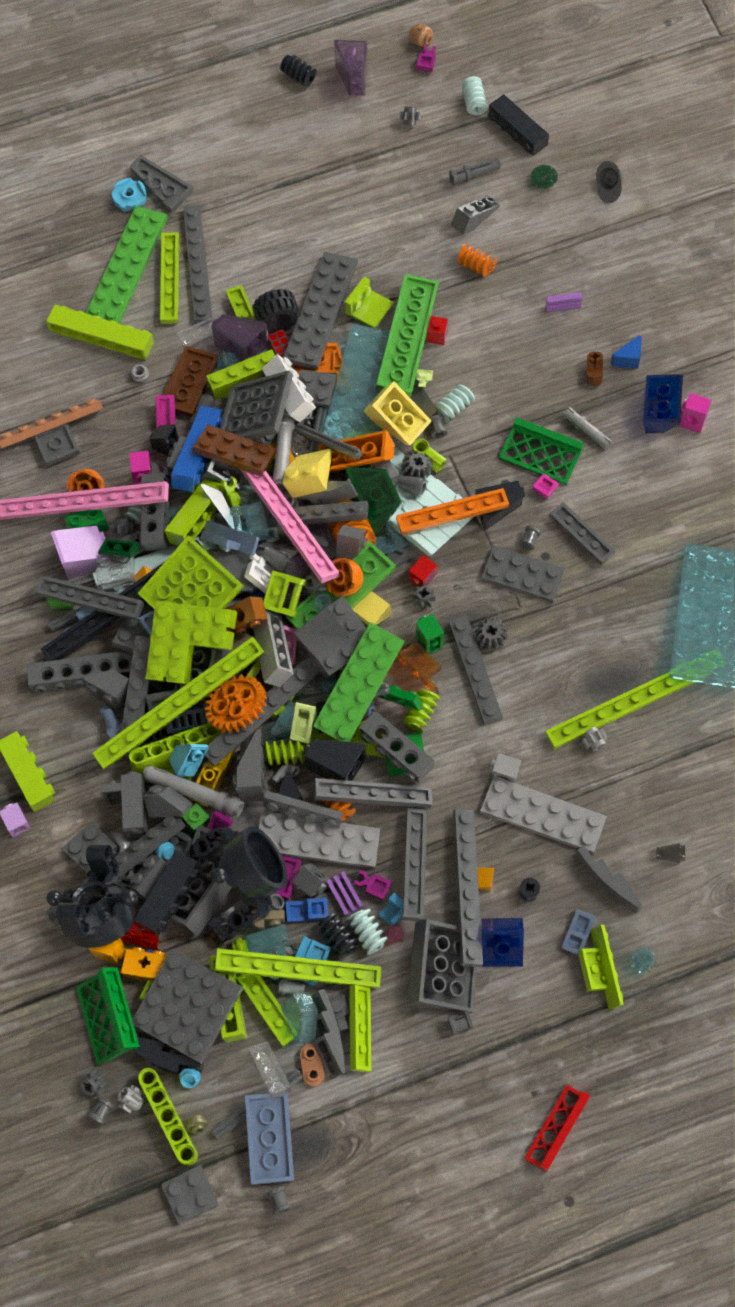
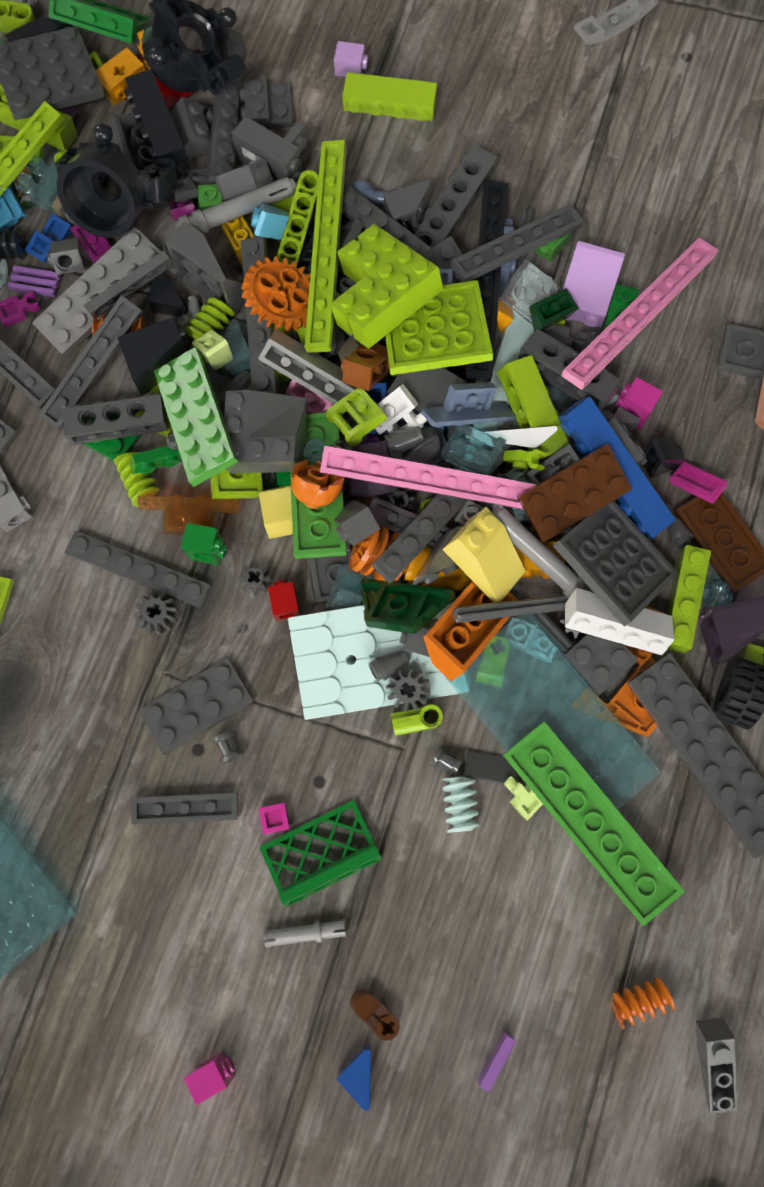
camera: 130 degrees right, 10 degrees up
(85, 480) = (663, 338): orange cylinder -> none
(165, 851) = (203, 155): medium azure plate -> none
(279, 342) = (702, 675): red tile -> none
(367, 305) = (676, 816): lime bracket -> none
(397, 414) = (485, 714): light yellow slope -> none
(437, 330) = (575, 868): red brick -> none
(452, 511) = (315, 677): orange plate -> none
(514, 495) = (297, 748): black slope -> none
(662, 402) = (254, 1051): clear blue slope -> none

